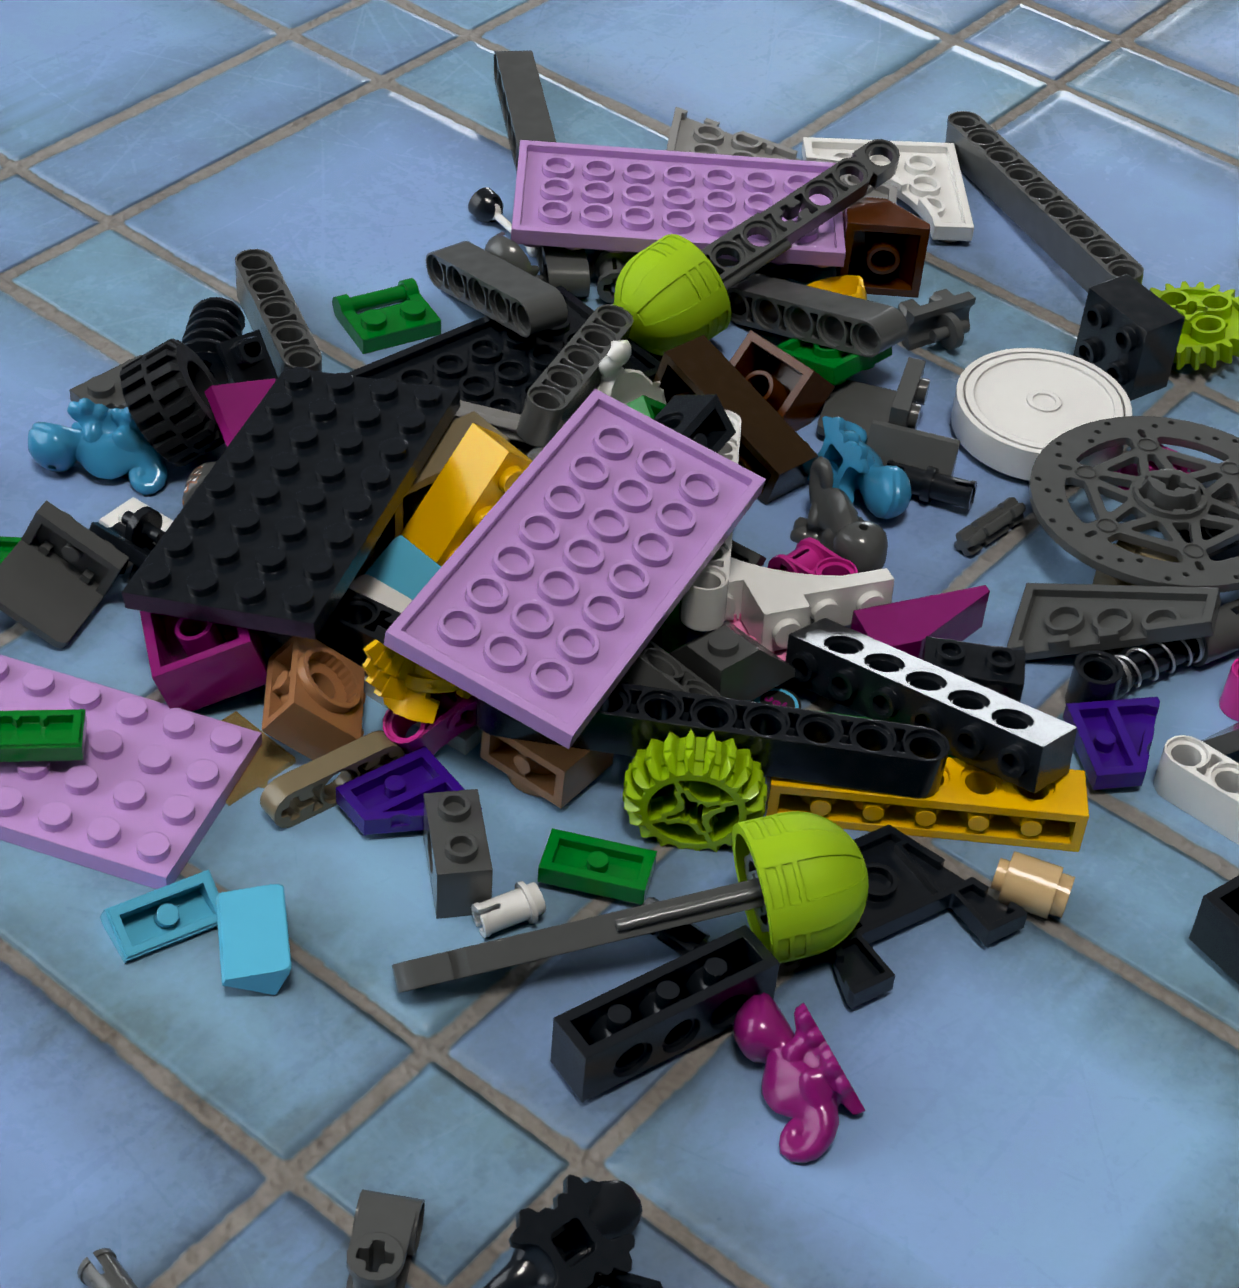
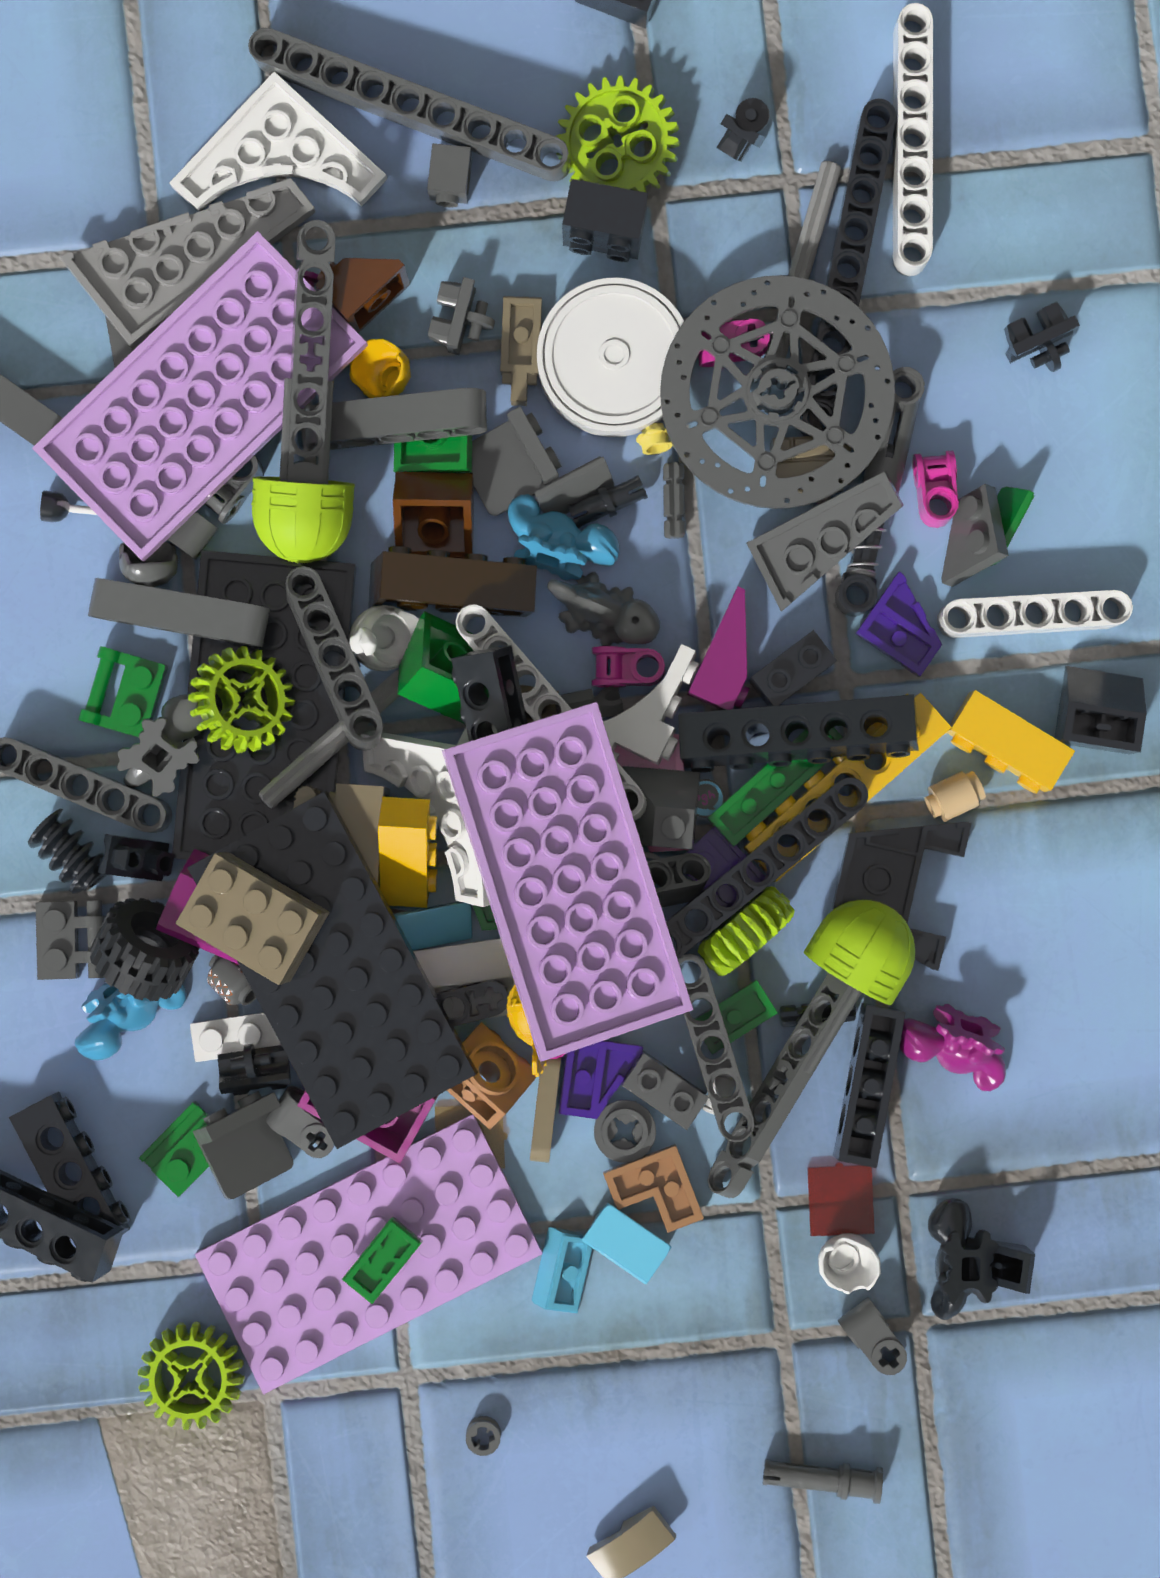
camera: 40 degrees left, 45 degrees up
(118, 626) = (299, 1125): none -> dark grey piece
(292, 392) = (252, 917): none -> dark tan brick
(354, 924) = (660, 1176): none -> medium nougat plate
(358, 851) = (622, 1149): none -> dark grey gear
(365, 327) = (162, 747): none -> dark grey animal
(445, 1148) = (849, 1263): none -> white hair
(471, 337) = (268, 715): none -> lime gear
(507, 1110) = (840, 1200): none -> clear red piece
(544, 842) = (714, 1067): none -> dark grey beam
(948, 366) = (519, 345): none -> dark tan hinge
(1009, 484) = (654, 439): none -> light yellow plate
(1026, 259) = (449, 174): none -> dark grey brick
(1140, 892) = (1009, 743): none -> yellow brick

